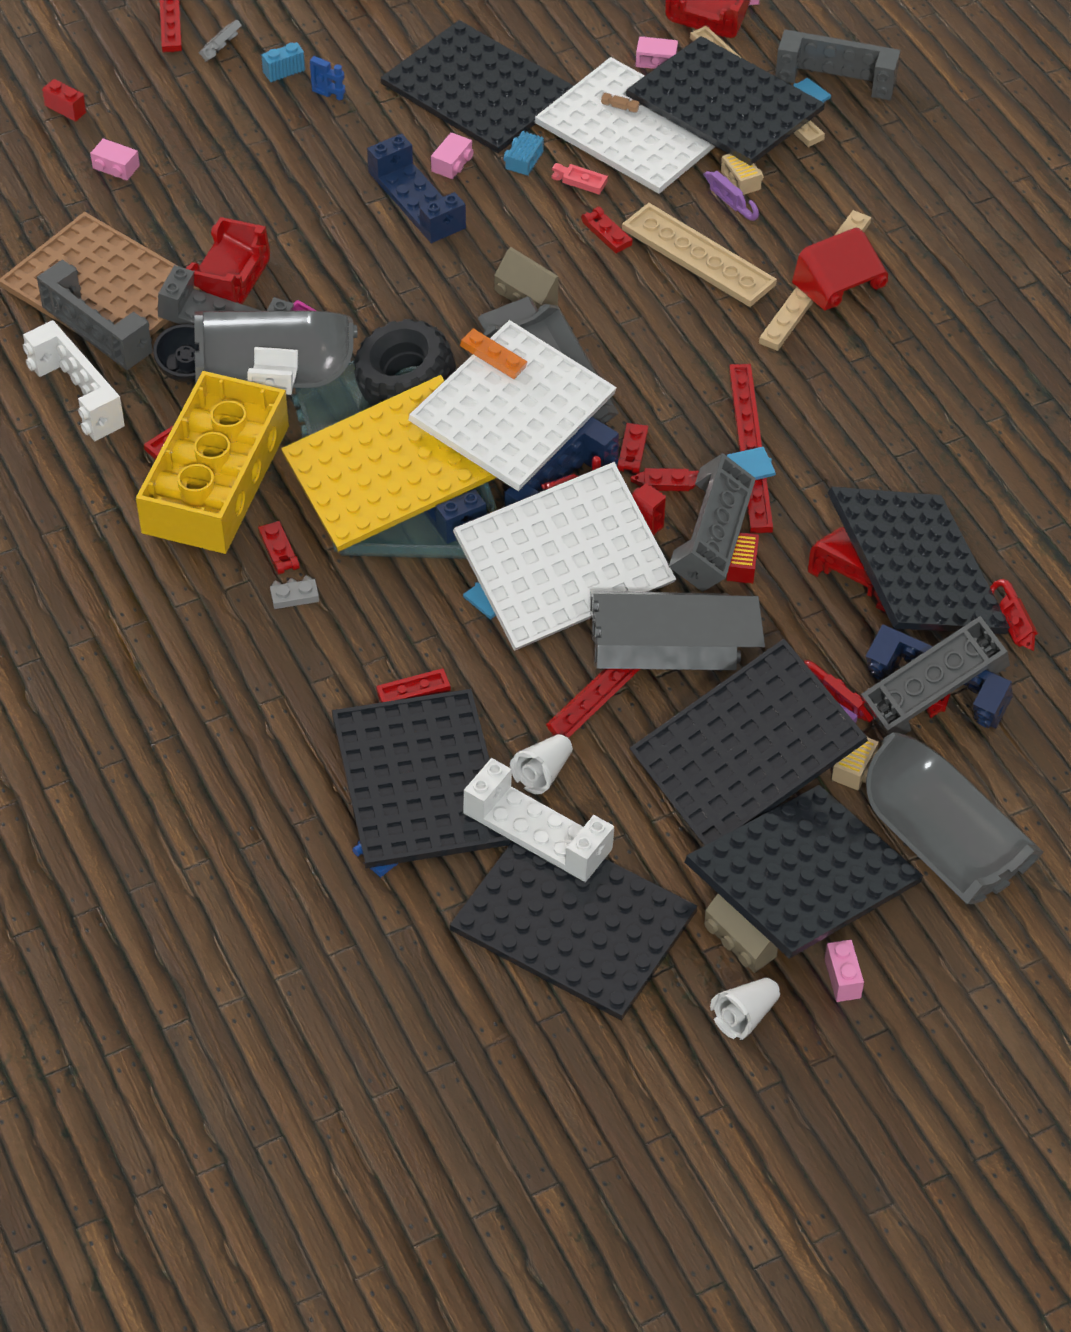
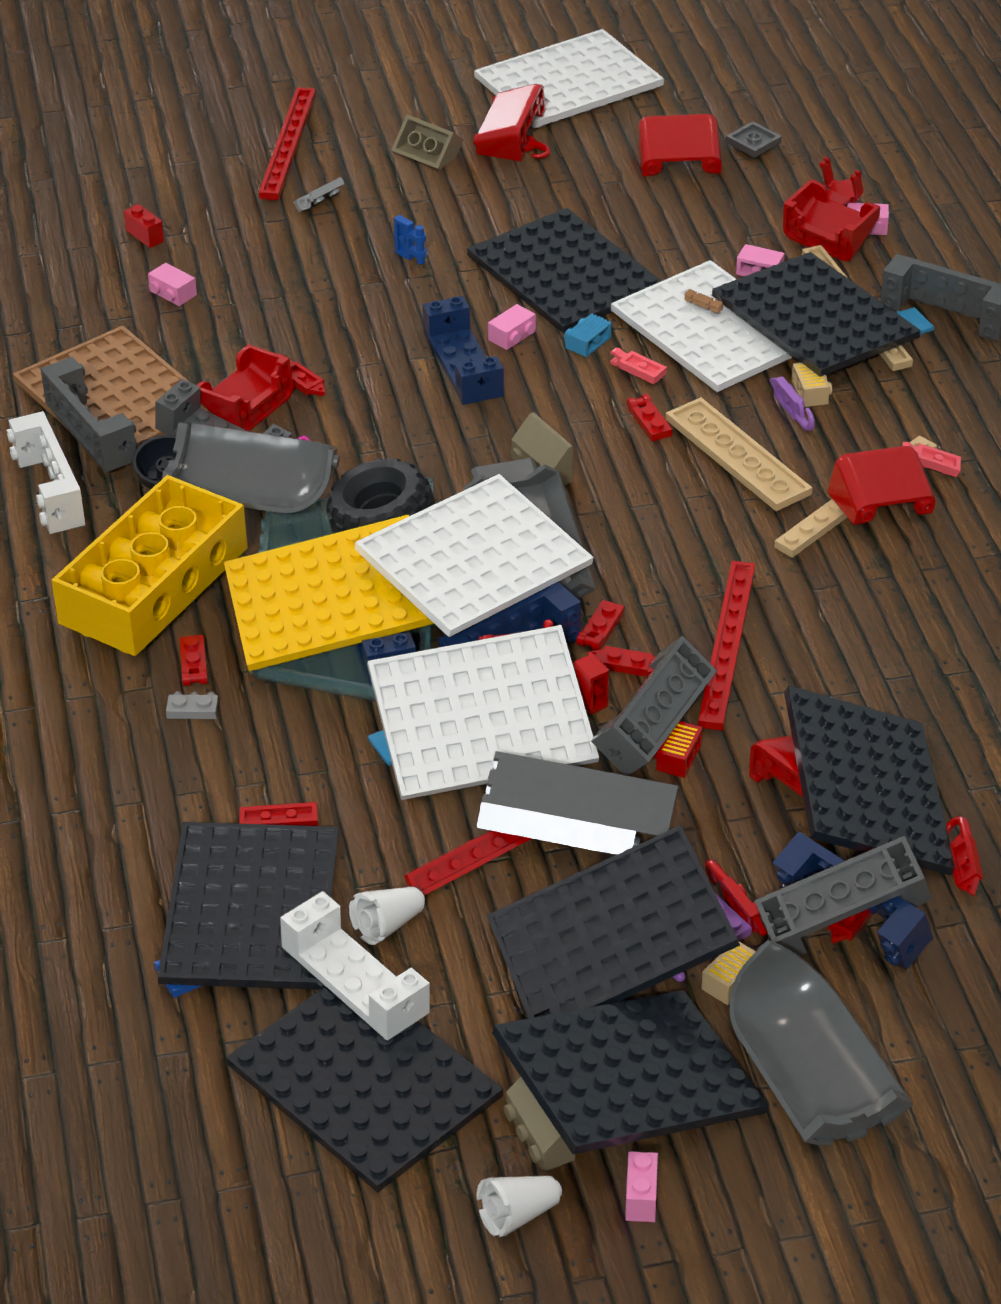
camera: 15 degrees right, 10 degrees down
(274, 368) = (247, 487): white panel -> none
(278, 241) = (306, 380): none -> red plate
(283, 61) = (373, 220): dark azure brick -> none
(493, 353) = (468, 501): orange plate -> none
(754, 462) = (723, 657): dark azure piece -> none
(877, 232) = (937, 459): none -> coral plate

